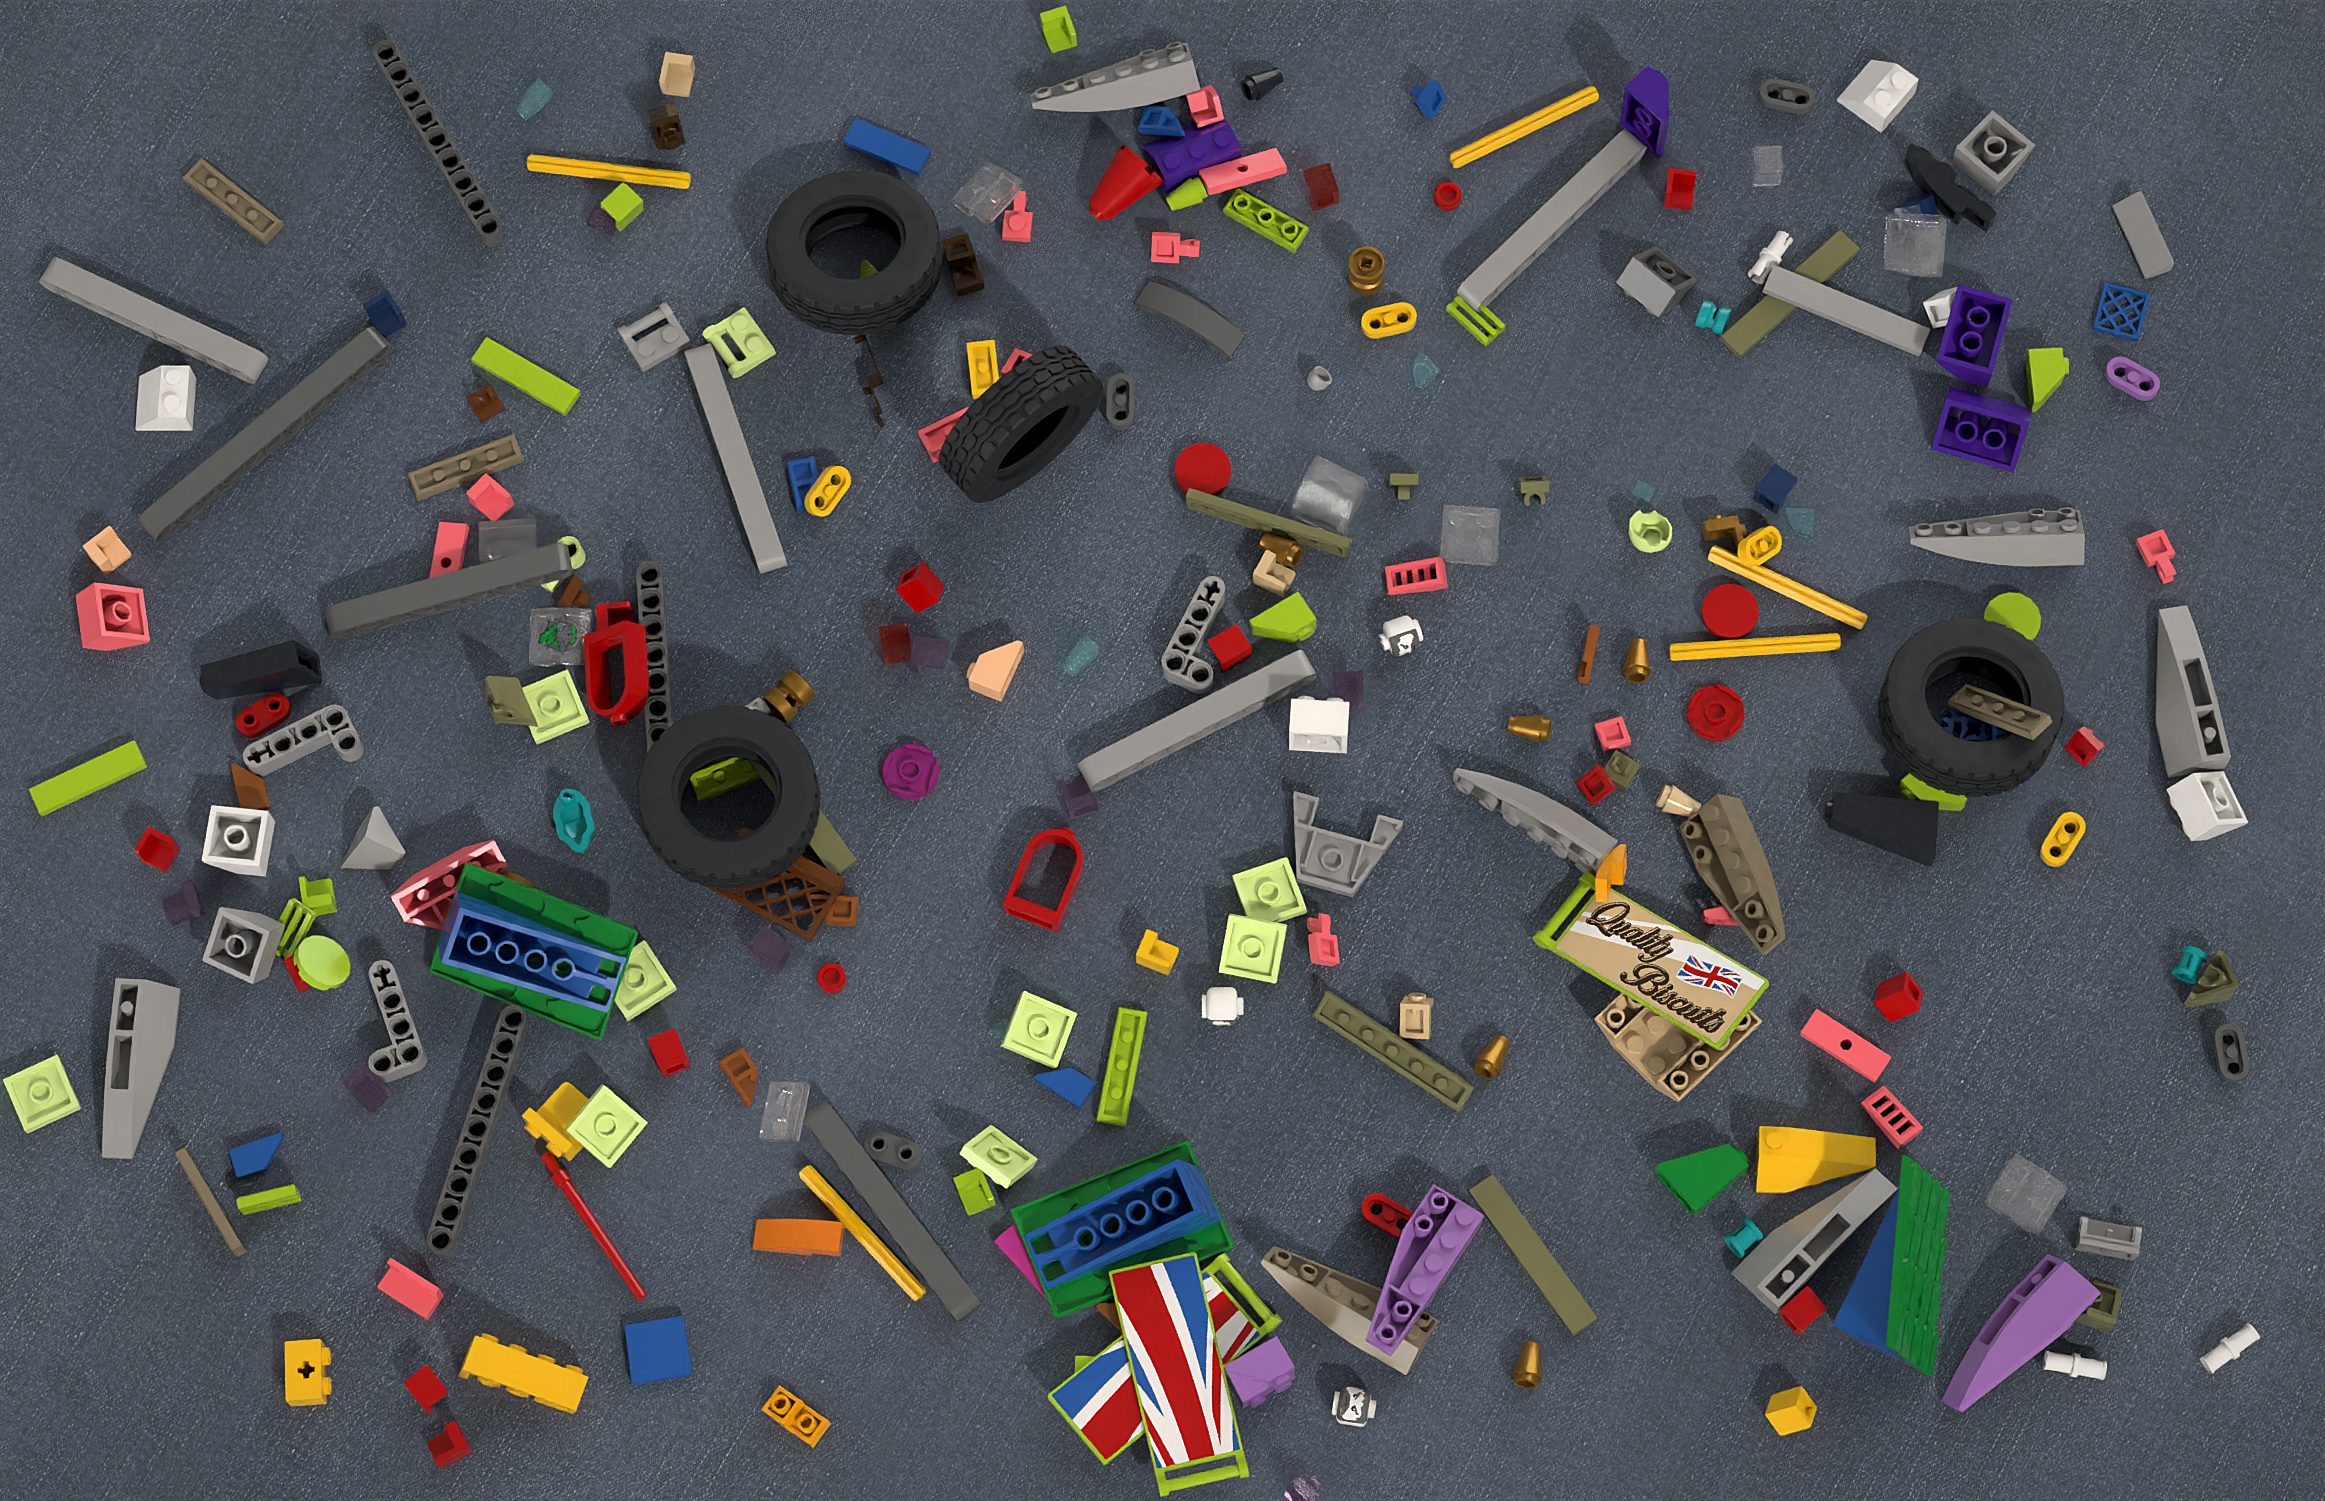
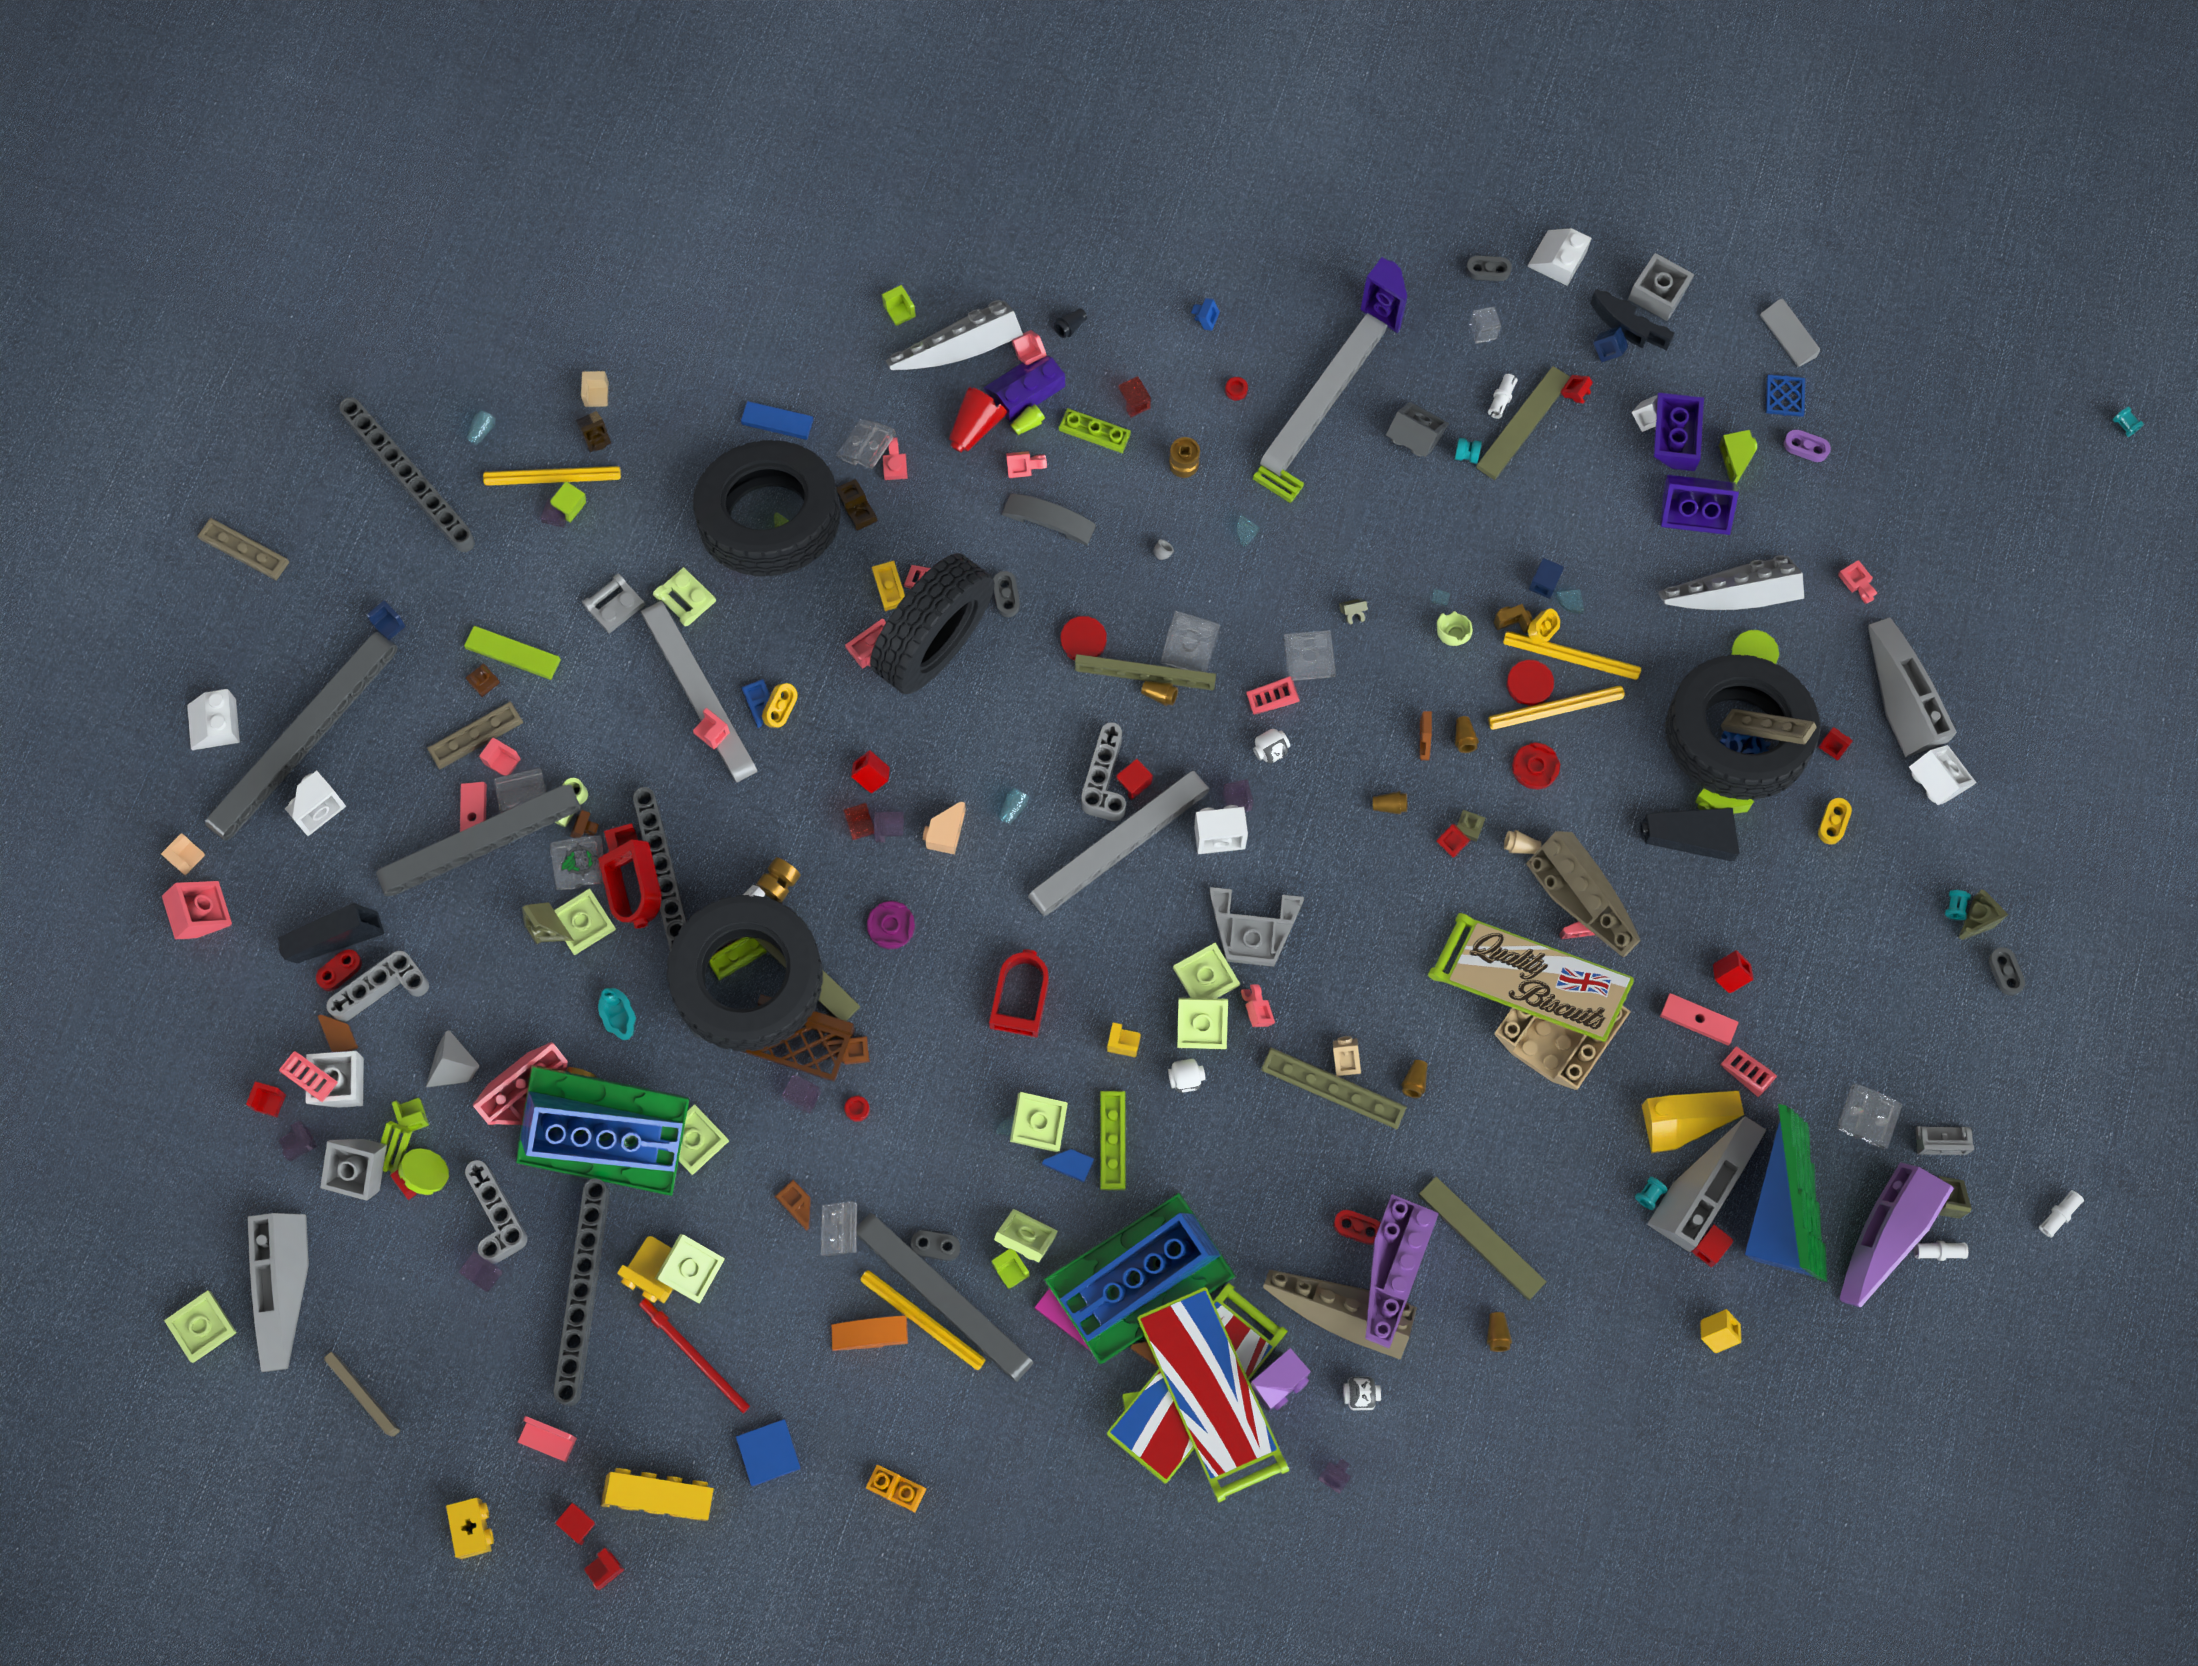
camera: 15 degrees left, 0 degrees up
(88, 778) = (197, 1048): lime tile -> none
(154, 320) = (192, 656): light grey beam -> none
(192, 814) = (293, 1061): none -> coral slope
(255, 1156) = (393, 1347): blue tile -> none
(266, 516) = (314, 803): none -> white slope
(268, 1199) = (411, 1383): lime tile -> none
(669, 1052) = (732, 1196): red panel -> none
(741, 506) = (711, 729): none -> coral panel
(874, 381) = (802, 609): dark brown piece -> none
(1077, 798) = (1033, 923): clear purple panel -> none
(1160, 122) = (995, 365): blue tile -> none
(1242, 171) = (1069, 394): coral tile -> none
(1273, 575) = (1157, 714): tan panel -> none
(1285, 621) = (1175, 749): lime slope -> none
(1387, 319) = (1208, 494): yellow plate -> none
(1403, 482) = (1248, 622): olive tile -> none
(1523, 126) = (1285, 324): yellow axle -> none
(1541, 817) = (1416, 875): light grey wedge -> none
(1611, 872) = (1482, 910): light orange slope -> none
(1612, 734) = (1457, 797): coral tile -> none
(1679, 188) = (1420, 353): red panel -> none
(1702, 1175) = (1606, 1148): green slope -> none
(1846, 310) = (1571, 428): light grey tile -> none
(1862, 262) = (1576, 388): none -> red tile
(1915, 244) = (1616, 367): clear slope -> none

